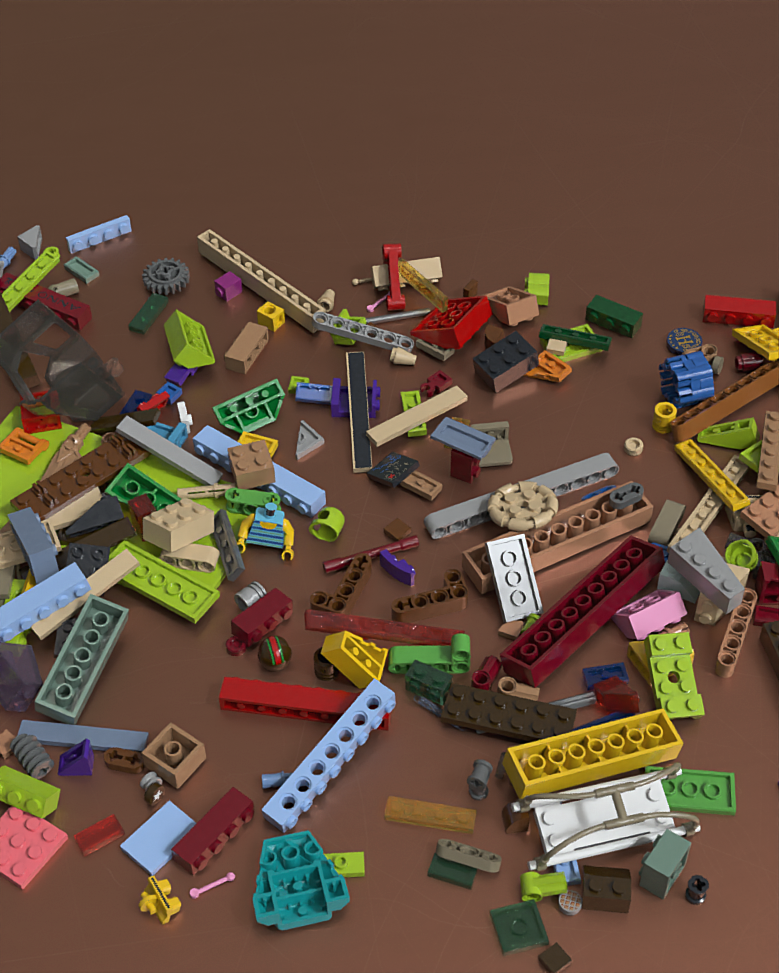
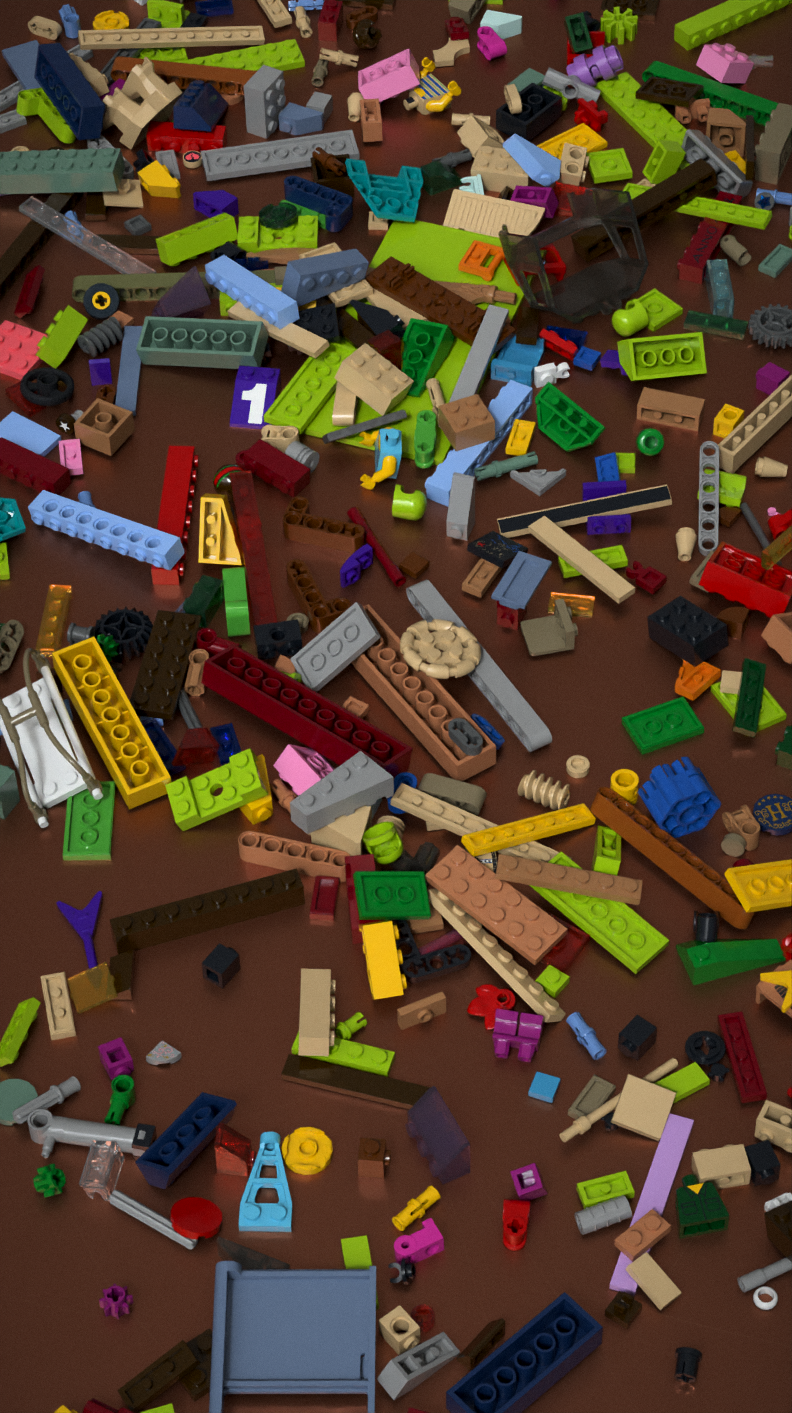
camera: 85 degrees right, 0 degrees up
(11, 265) = (765, 201): none -> dark grey tile
(94, 809) = (46, 386): none -> black wheel
(112, 302) = (719, 288): none -> clear light blue brick
(117, 345) = (659, 309): none -> lime tile
(134, 363) = (630, 320): none -> lime helmet
(157, 630) = (253, 395): none -> dark purple slope
(203, 791) = (71, 456): none -> bright pink plate
(219, 617) = (280, 436): none -> tan piece
(286, 362) = (649, 441): none -> green head
(291, 462) = (502, 467): none -> sand green pin
(353, 482) = (461, 507): none -> light grey slope
(449, 744) = (128, 629): none -> black gear
(456, 618) = (302, 620): none -> dark tan tile
(482, 629) = (277, 639): none -> black brick
(494, 757) = (110, 646): none -> green gear
(568, 580) = (356, 707): none -> nougat plate
(592, 393) = (662, 725): none -> green tile
(666, 463) = (543, 791): none -> tan piece

